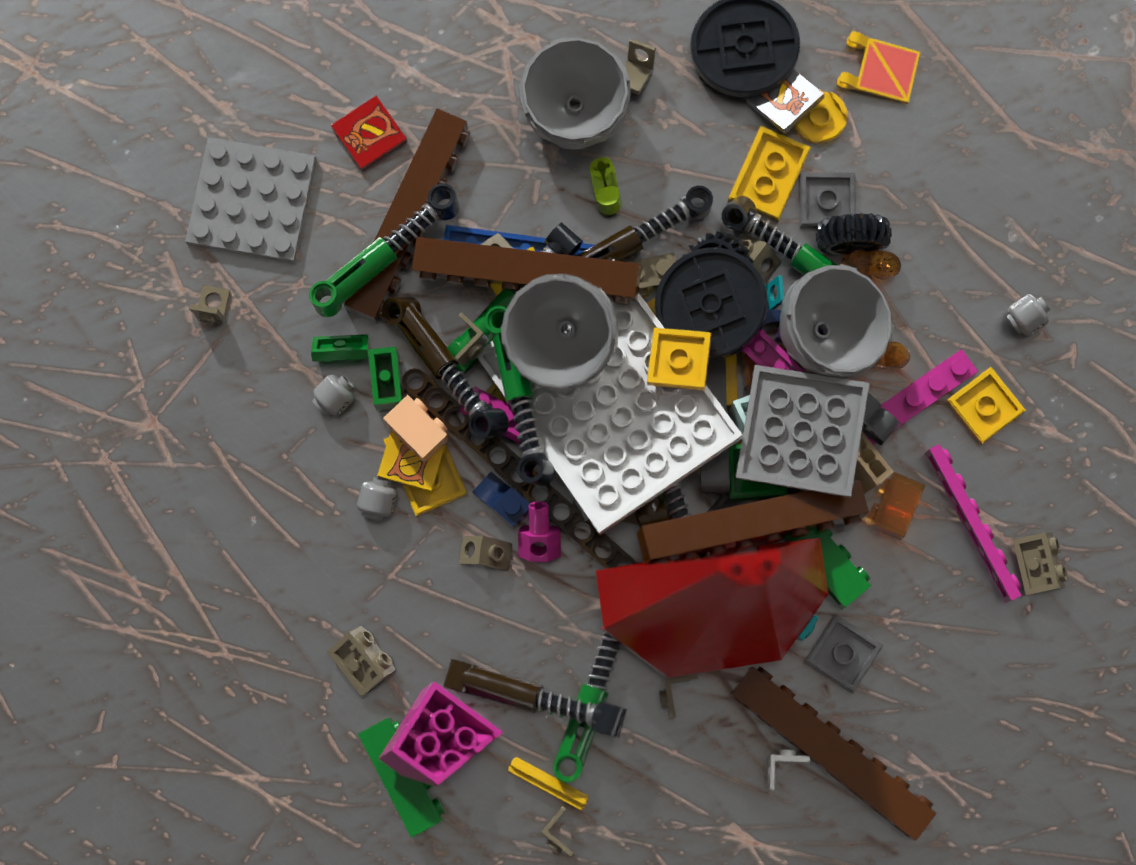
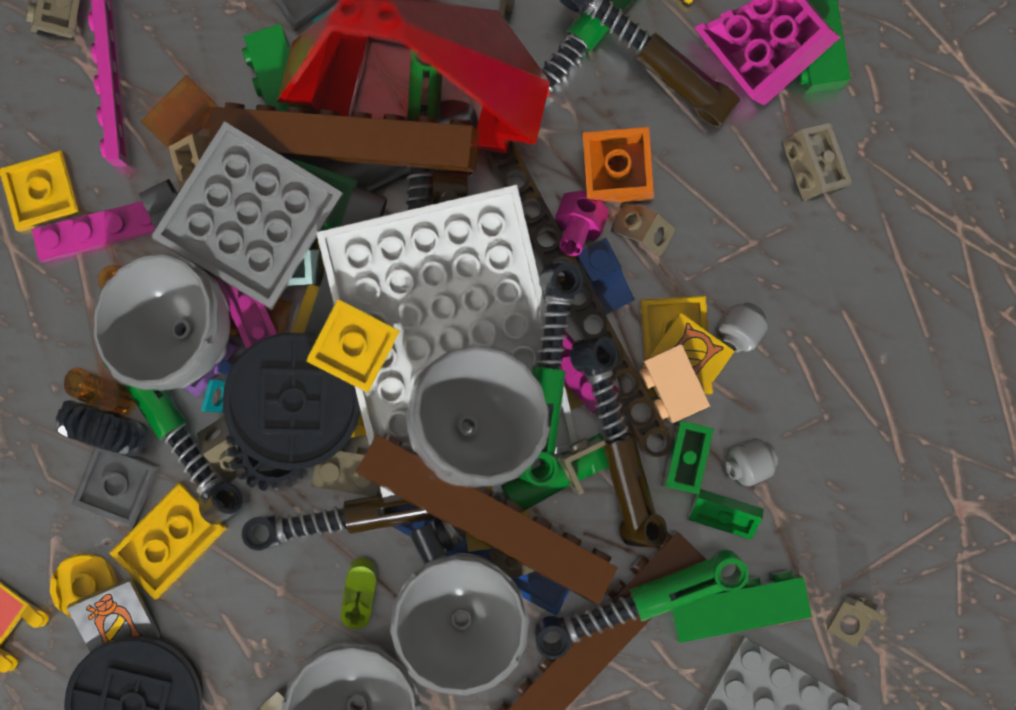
camera: 160 degrees left, 5 degrees up
(291, 286) = (749, 608): none -> green brick
(512, 164) = (453, 655): none -> light grey rock
(523, 591) = (618, 165): none -> orange slope

